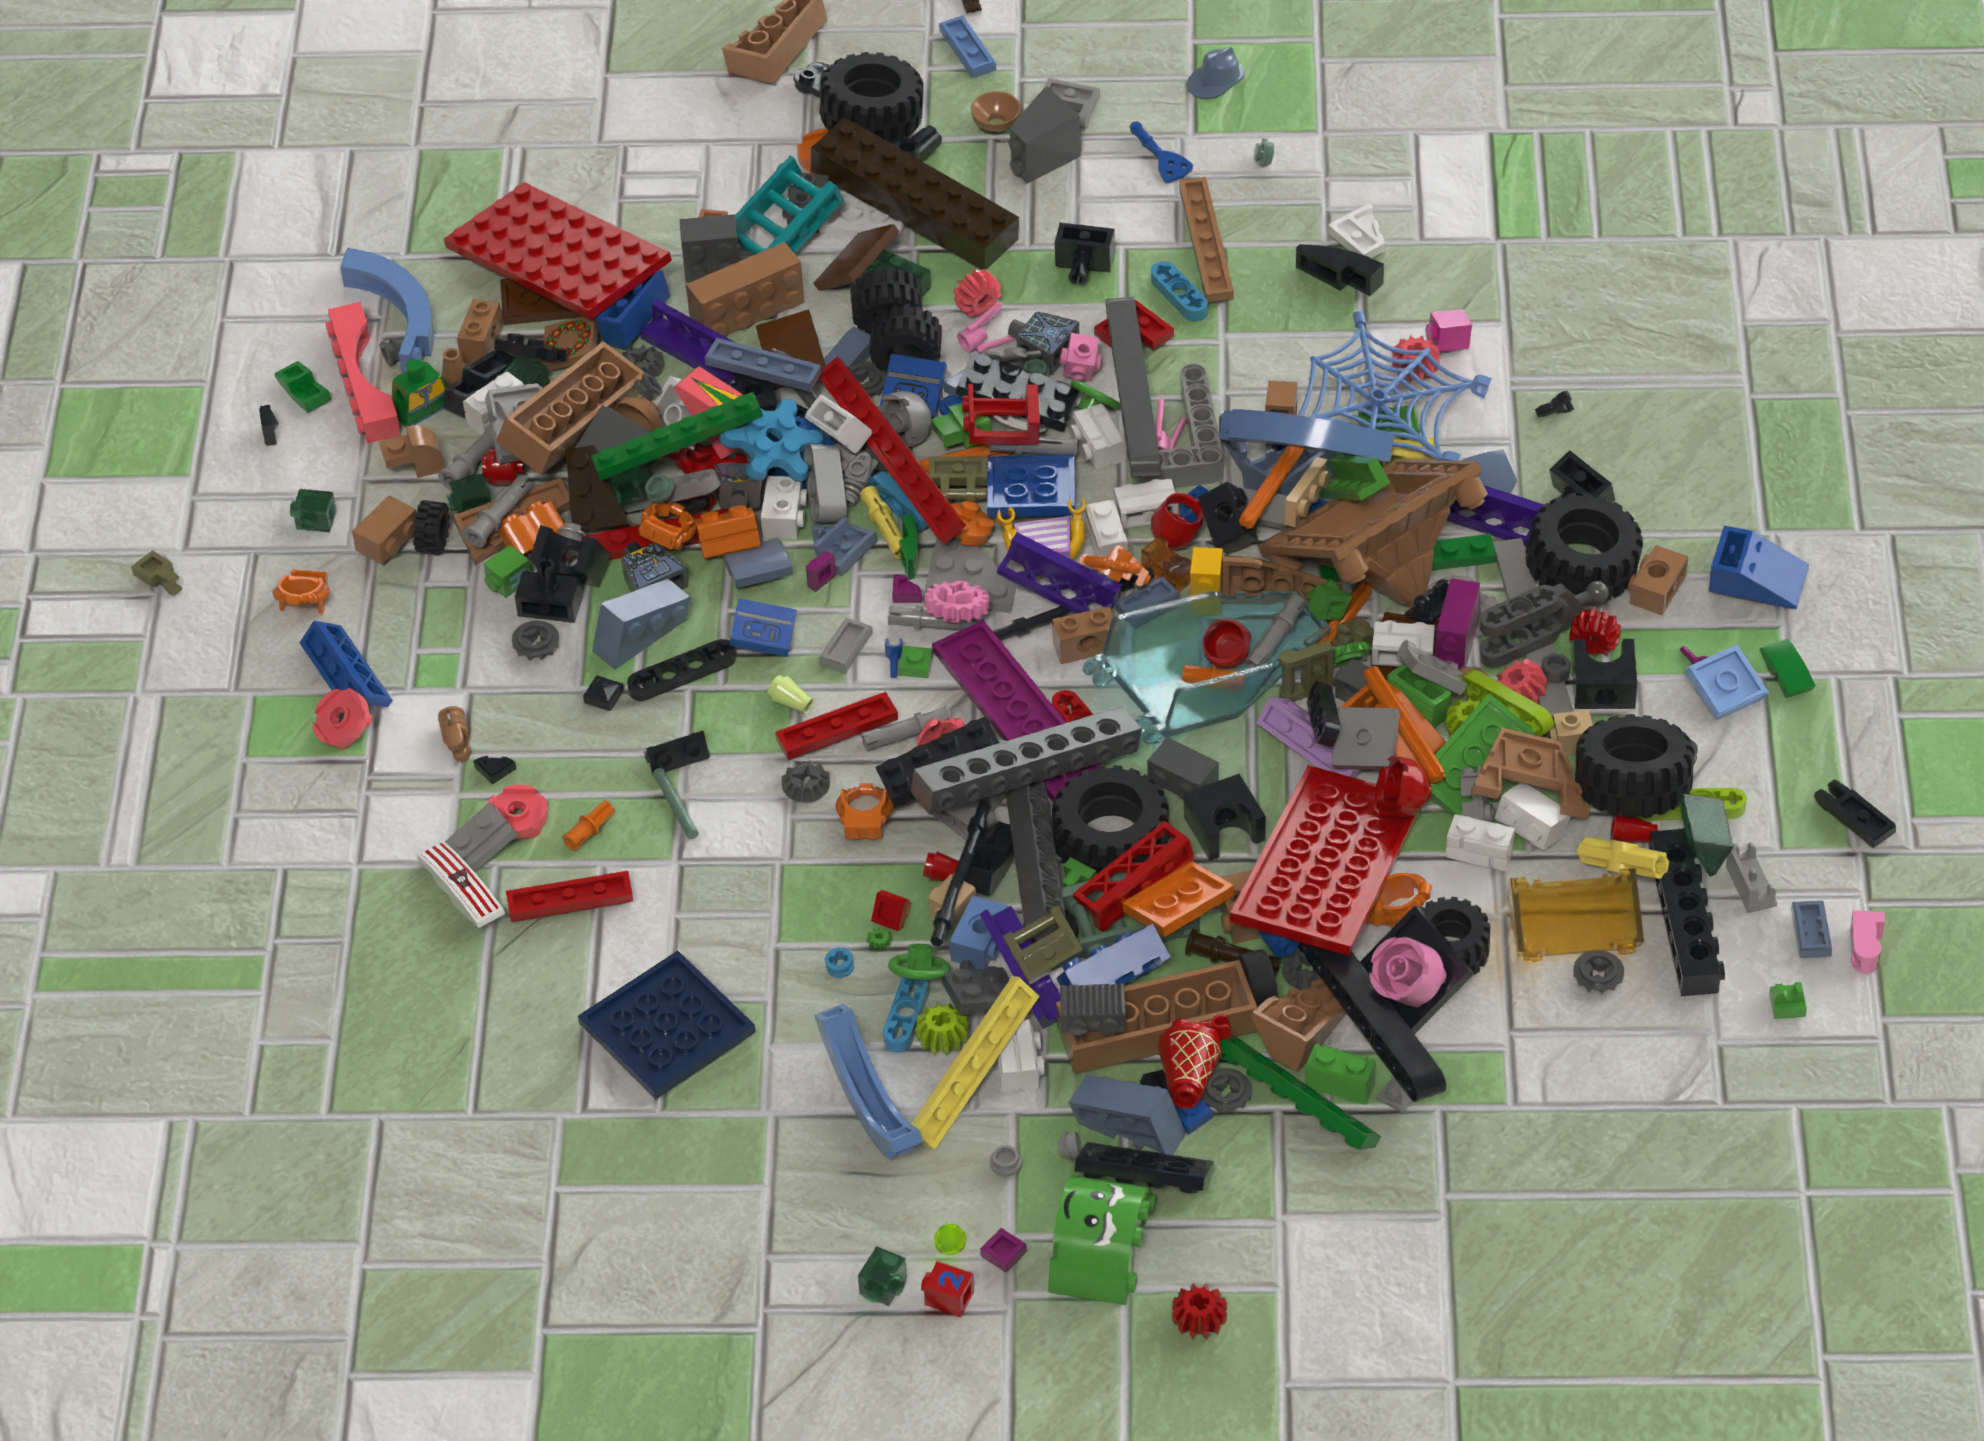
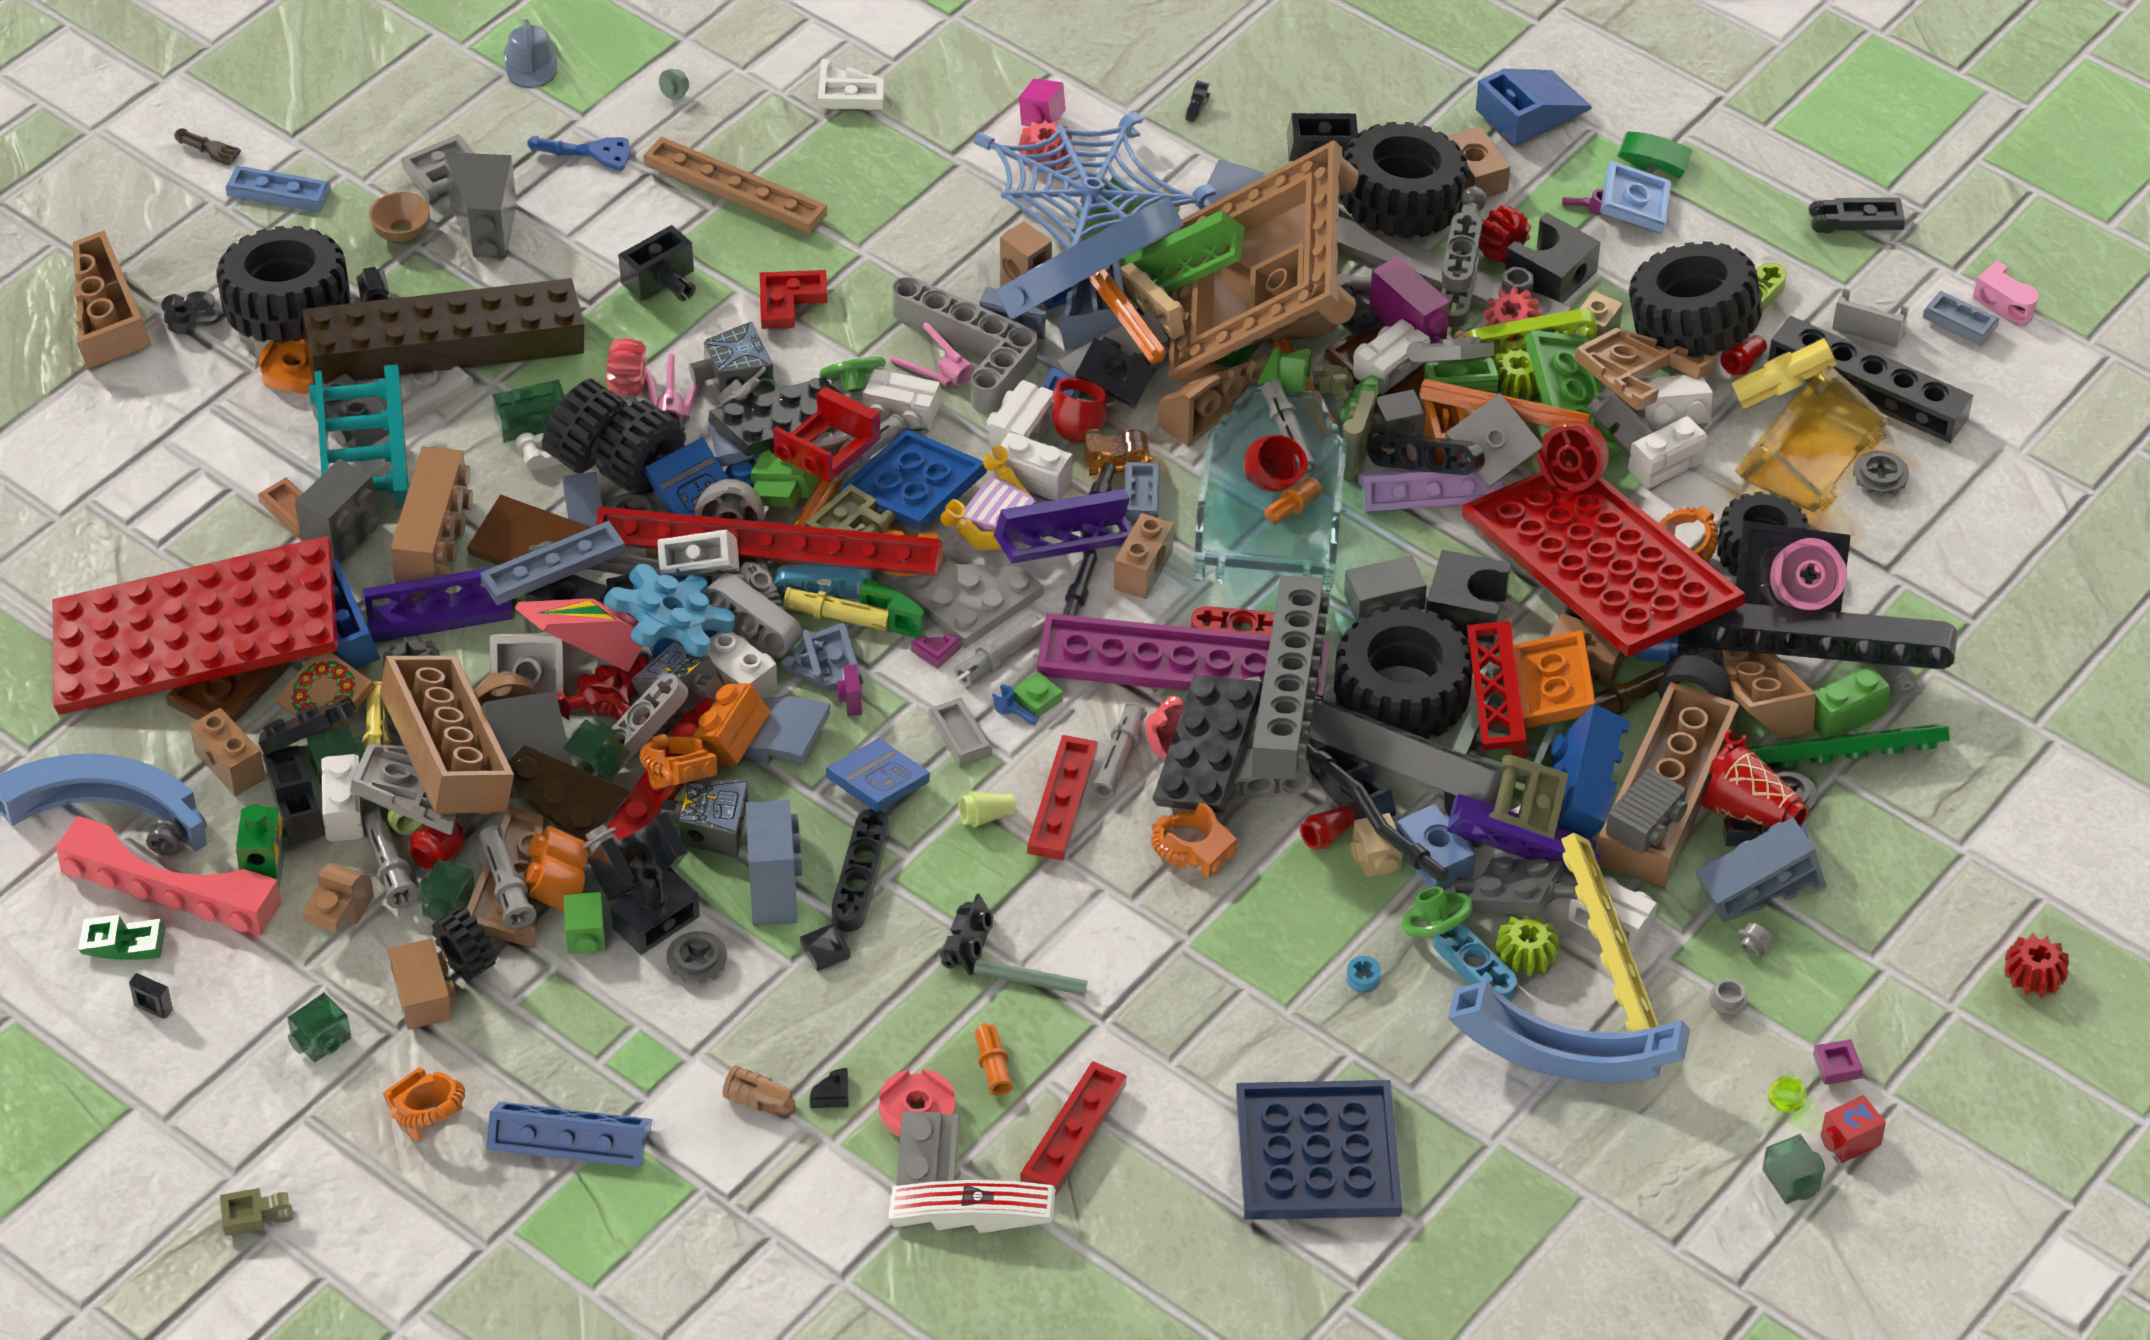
camera: 55 degrees left, 0 degrees up
(354, 721) = (626, 1184): coral plate -> none
(452, 366) = (254, 792): medium nougat cone -> none
(647, 386) = (479, 662): dark grey bush -> none
(659, 488) = (639, 731): sand green plate -> none
(677, 435) = (600, 671): green plate -> none
(813, 789) = (1106, 875): dark grey gear -> none
(856, 257) = (474, 418): reddish brown tile -> none
(879, 938) = (1353, 925): bright green piece -> none
(890, 910) = (1342, 895): red tile -> none
(957, 601) = (1017, 612): bright pink gear -> none
(1077, 872) = (1441, 731): bright green tile -> none
(1080, 357) = (793, 349): bright pink brick -> none
(1097, 1238) = (1898, 971): bright green cylinder -> none
(1118, 565) = (1107, 472): orange piece -> none
(1133, 387) = (885, 333): dark grey beam -> none
(1144, 1166) = (1840, 898): black plate -> none
(1180, 301) = (752, 248): dark azure beam -> none
(1206, 570) = (1176, 432): yellow brick -> none
(1340, 267) = (878, 124): black slope -> none
(1706, 830) = (1808, 302): clear green slope -> none
(1787, 1001) = (2023, 380): bright green tile -> none

